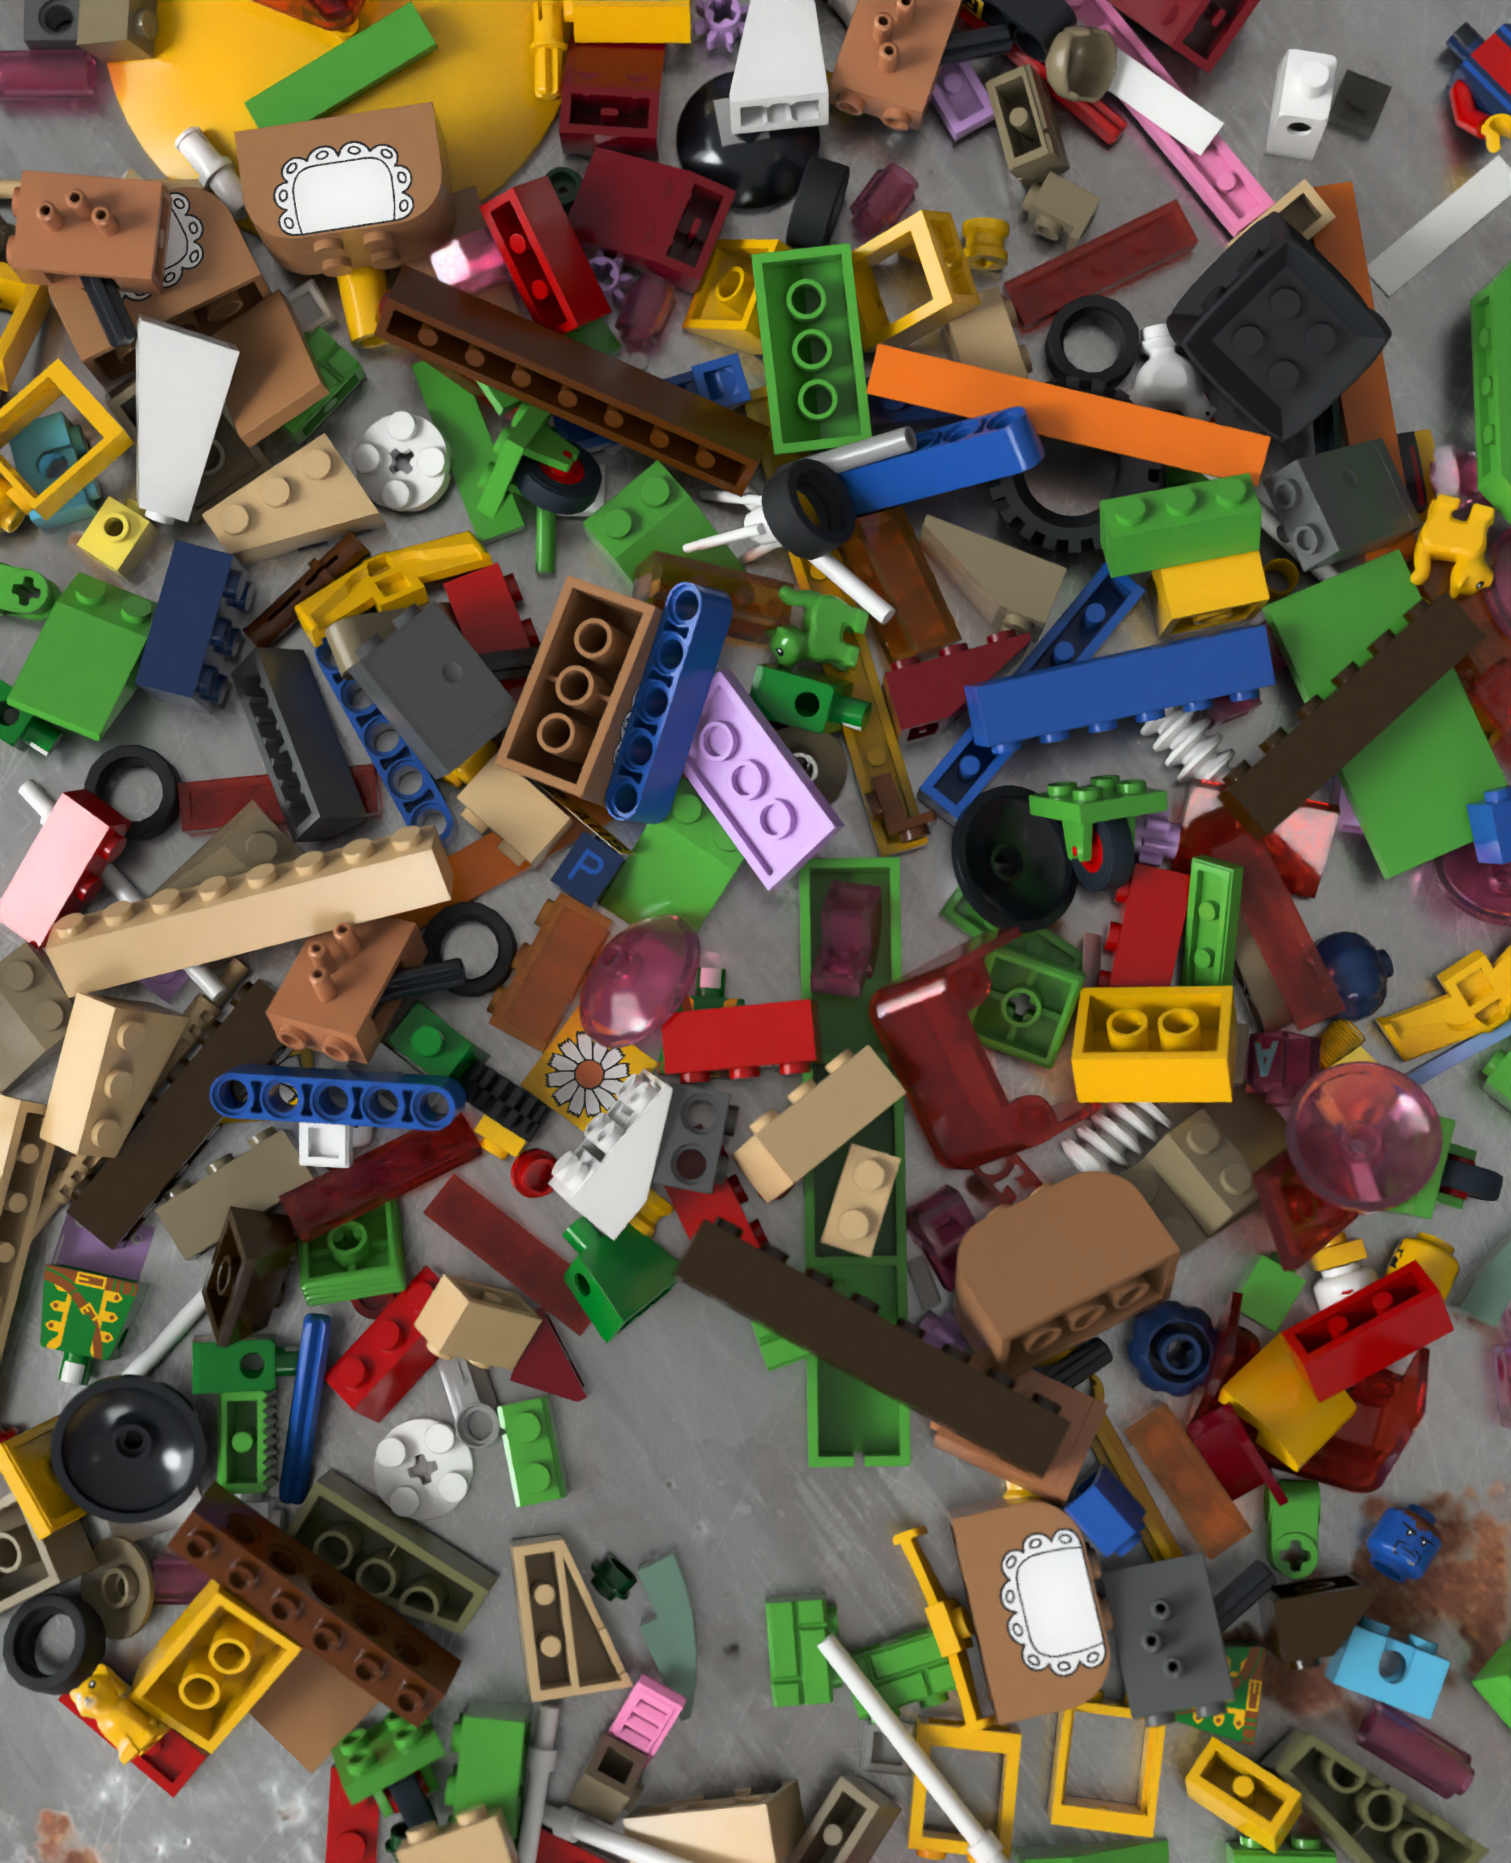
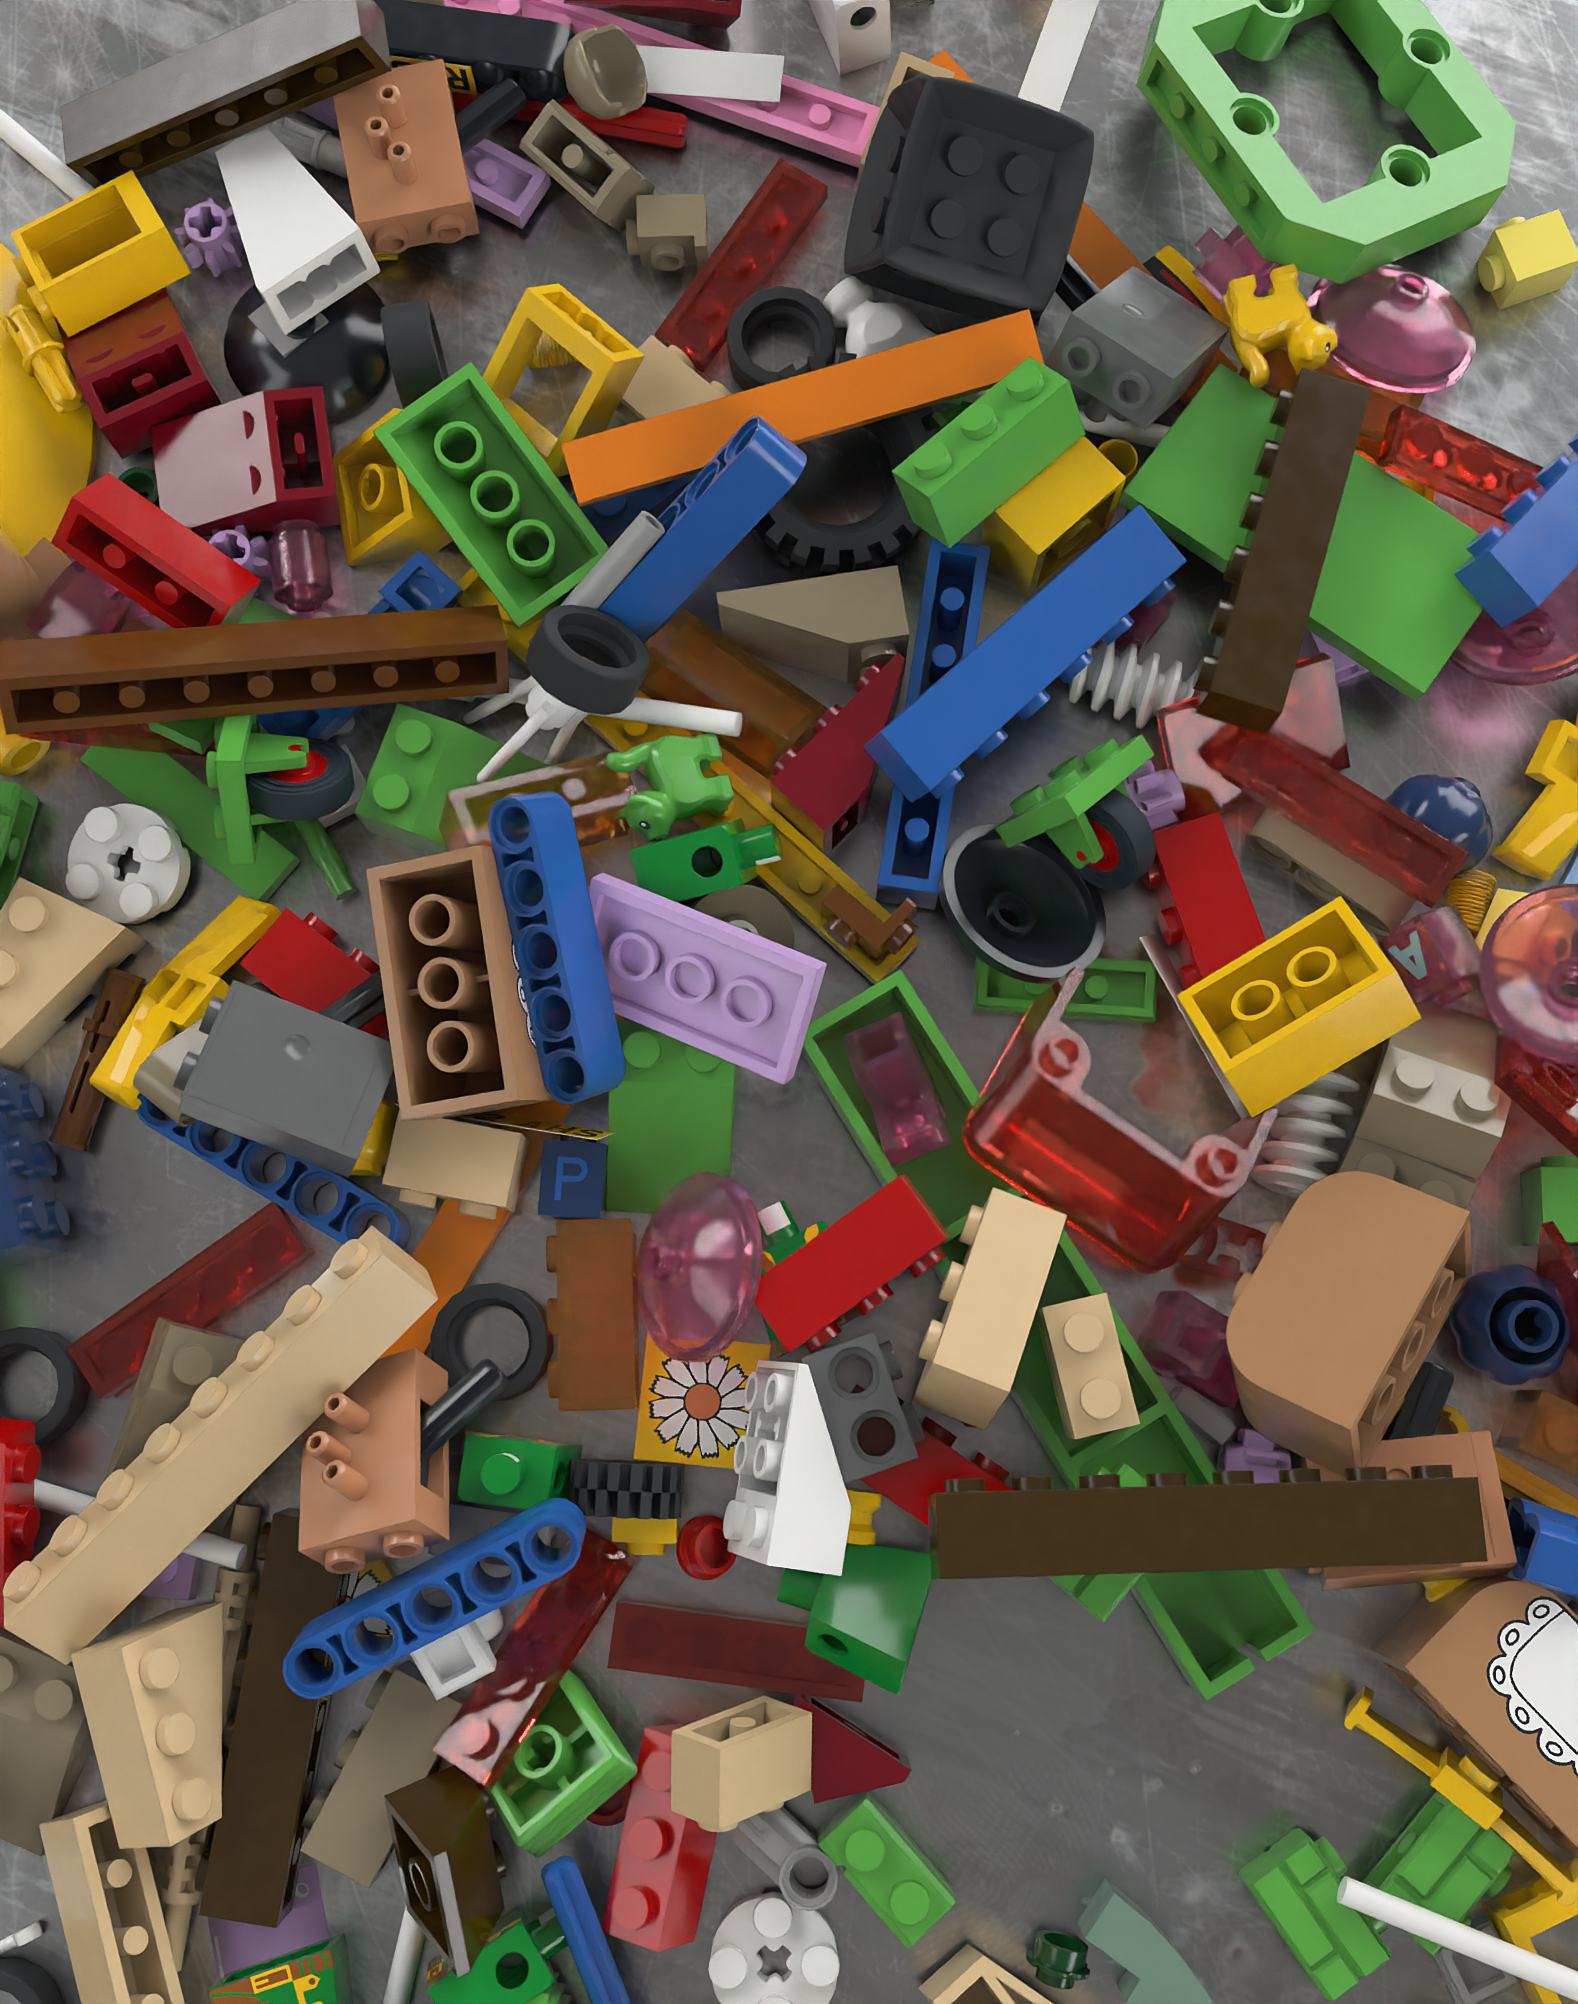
camera: 30 degrees left, 5 degrees down
(298, 744) = (176, 1228): dark grey brick -> none
(883, 200) = (481, 319): clear pink brick -> none
(985, 243) = (612, 301): yellow wheel -> none
(1052, 990) = (1147, 1016): bright green brick -> none
(1211, 922) = (1268, 848): bright green tile -> none

